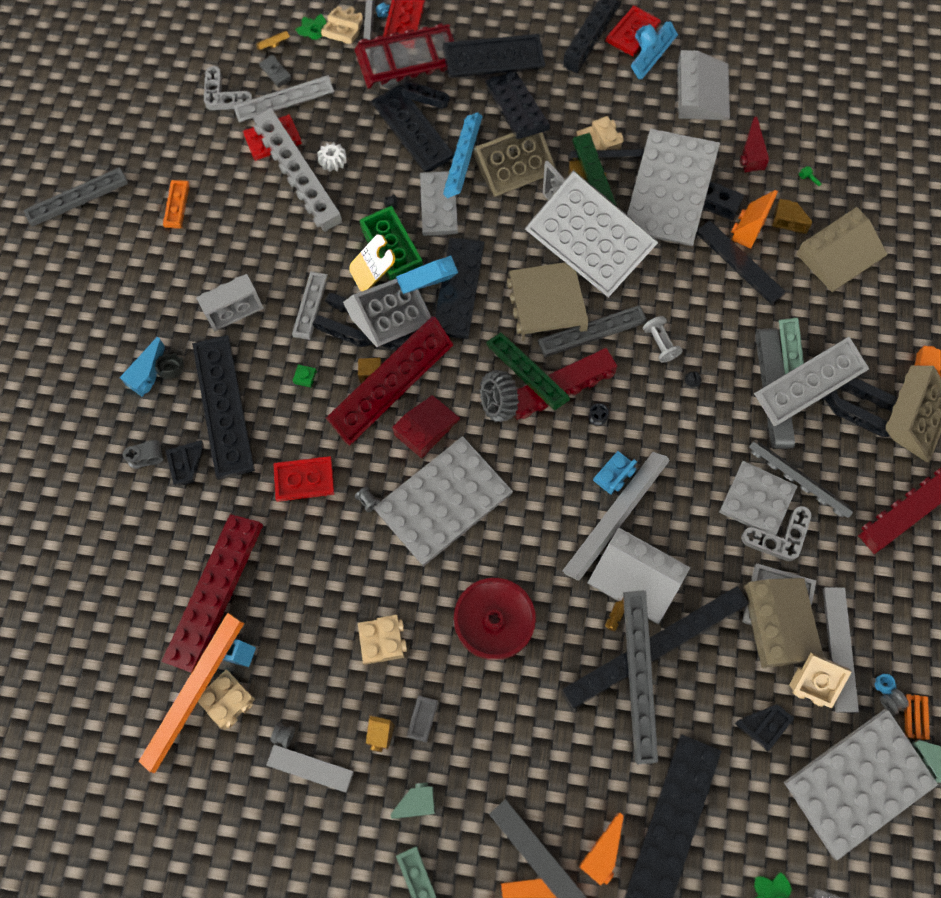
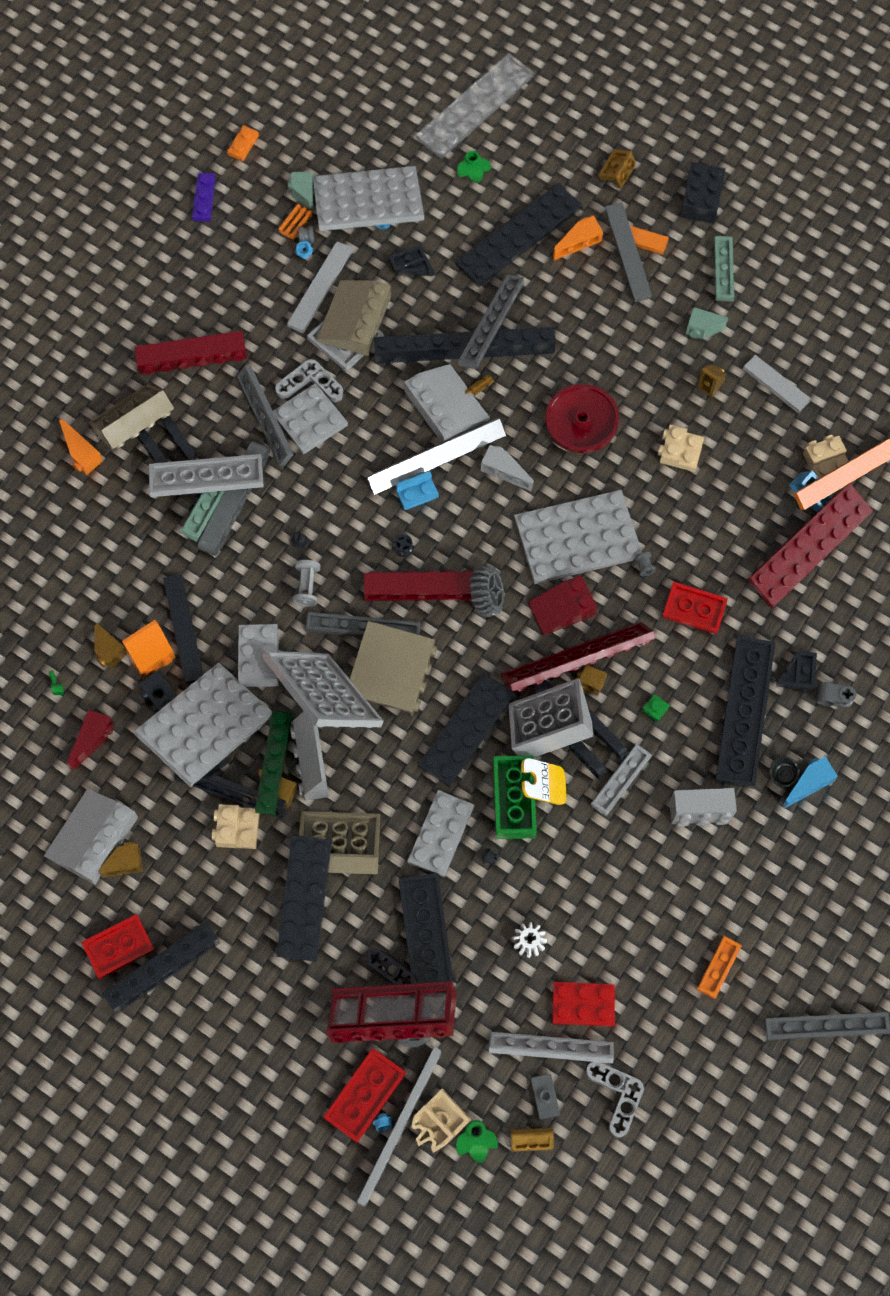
camera: 160 degrees left, 0 degrees up
(268, 122) = (581, 1006): light grey brick -> none
(282, 734) = (790, 413): dark grey wheel -> none
(422, 719) = (673, 380): flat silver tile -> none
(427, 275) = (495, 734): dark azure slope -> none
(462, 155) = (390, 869): dark azure plate -> none
(493, 55) = (294, 976): black plate -> none
(528, 371) = (449, 603): dark green plate -> none
(546, 533) = (503, 466): none -> light grey slope
(652, 45) = (114, 911): dark azure plate -> none
(666, 80) = (122, 861): none -> pearl gold slope
(667, 265) = (252, 643): none -> light grey brick
(820, 680) = (355, 265): tan plate -> none
(842, 250) = (82, 593): dark tan slope -> none

